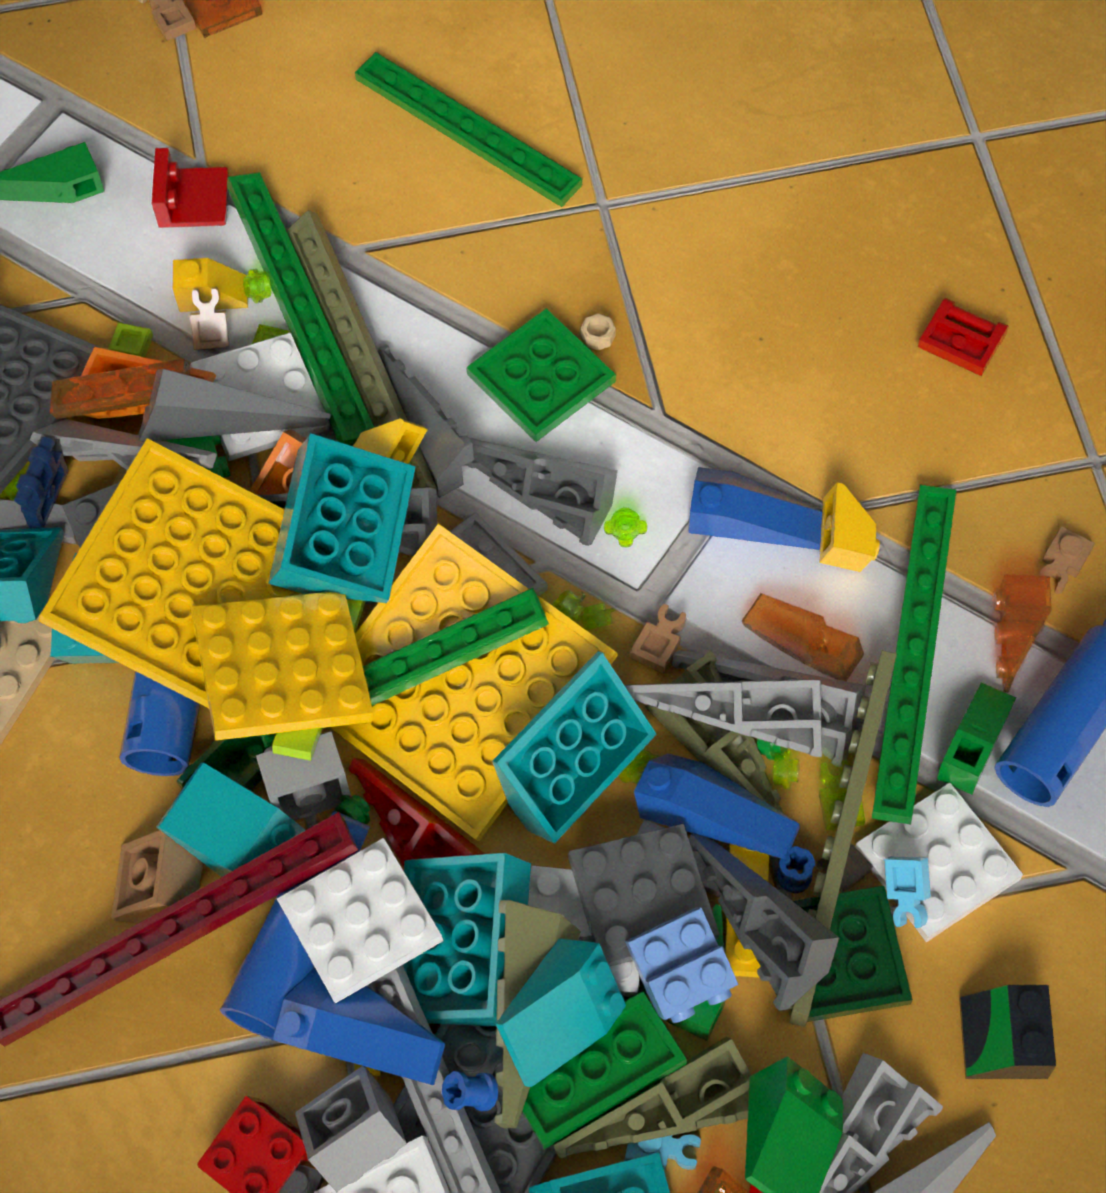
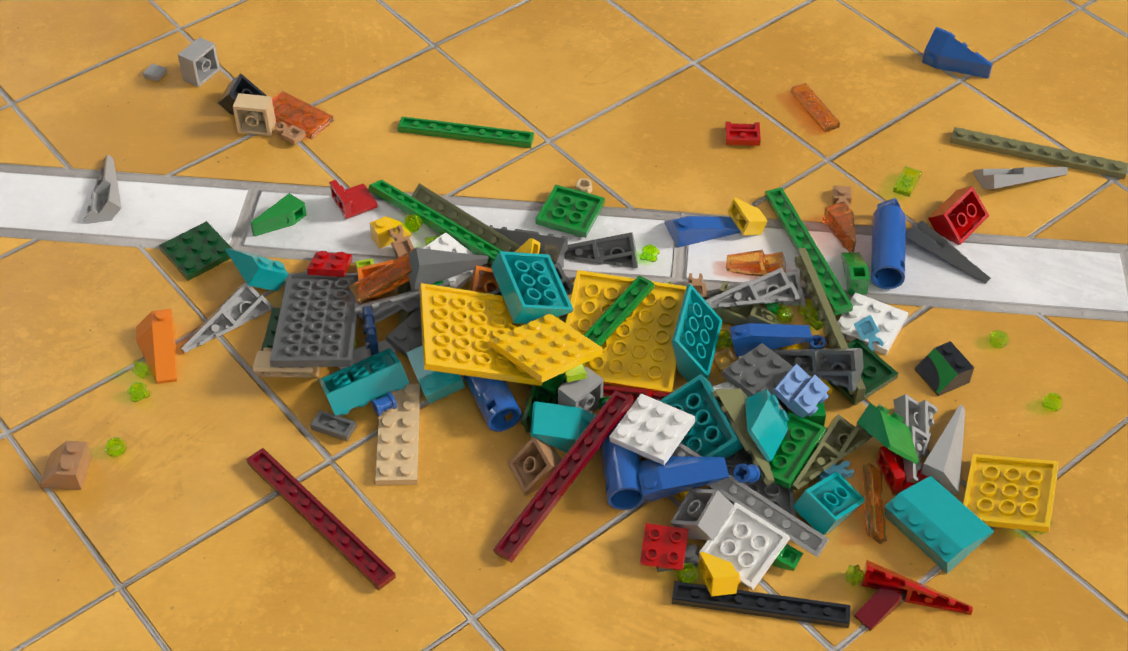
camera: 30 degrees left, 15 degrees down
(71, 312) = (329, 264): none -> red plate
(613, 816) = (723, 359): none -> clear yellow plate

